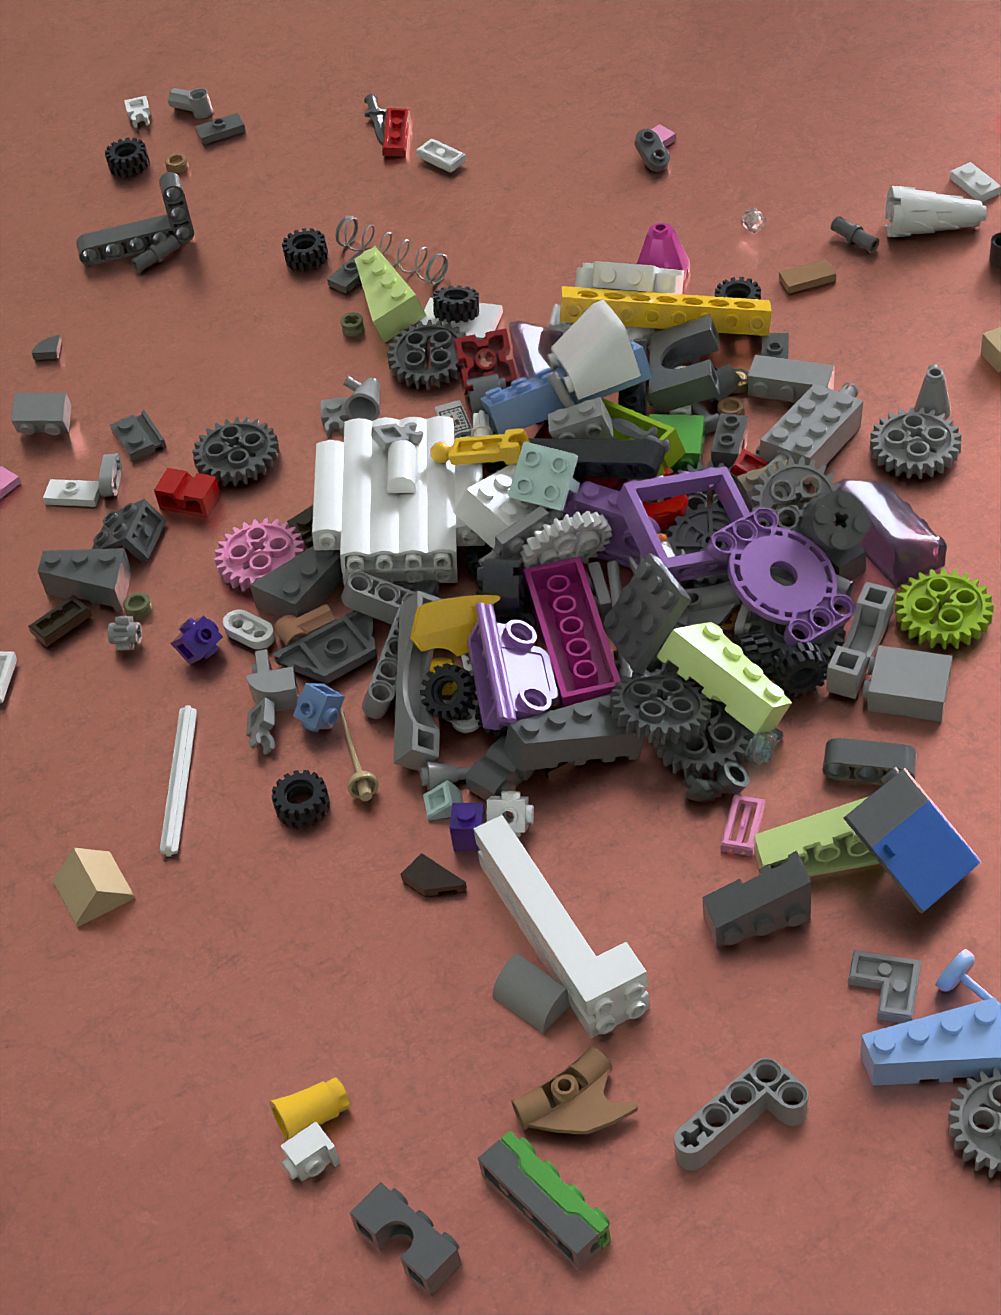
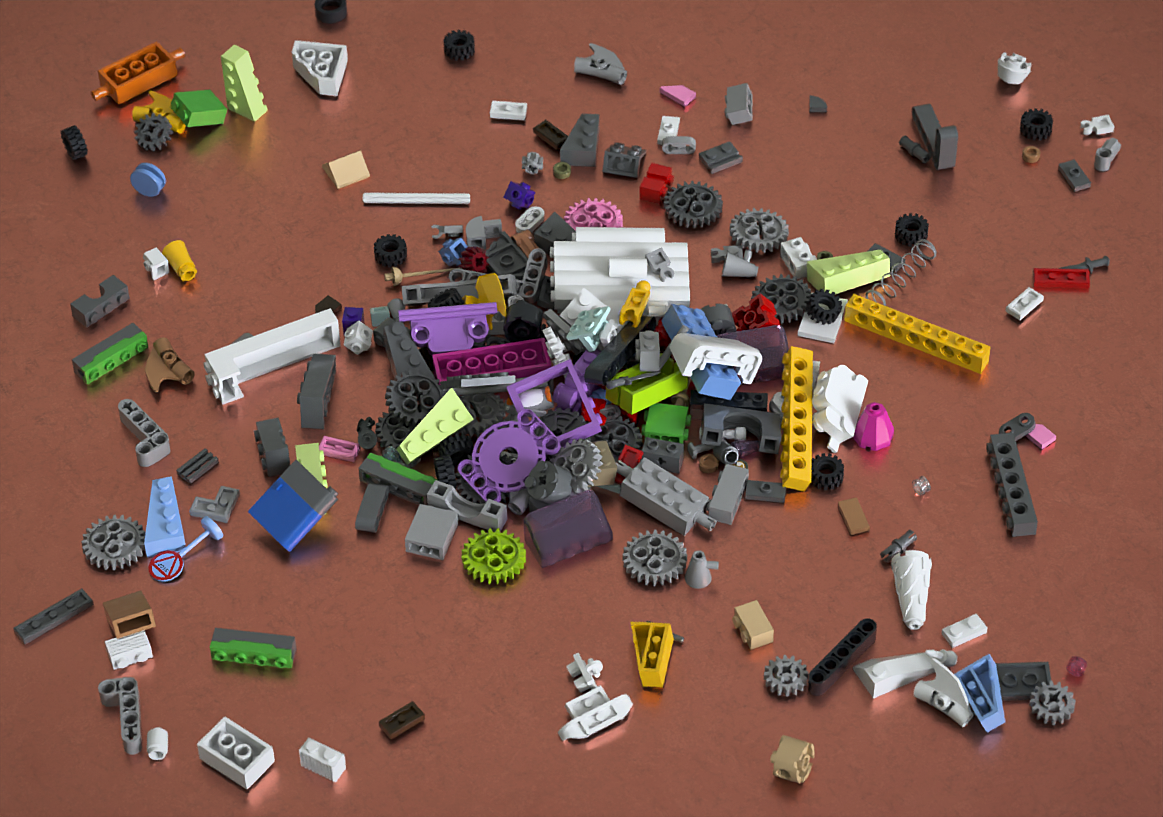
camera: 85 degrees right, 0 degrees up
(29, 171) = (1013, 68): none -> white cone
(89, 1191) = (147, 179): none -> medium blue head
(295, 383) = (746, 231): none -> light grey gear
(345, 678) = (474, 259): none -> dark red gear
(352, 343) = (795, 256): none -> white brick
(498, 228) = (917, 333): none -> yellow brick
(627, 855) = (316, 390): none -> dark grey wedge
(743, 150) = (1012, 484): none -> dark grey brick
(809, 730) = (401, 480): none -> dark grey piece
(823, 1027) = (195, 464): none -> dark grey tile

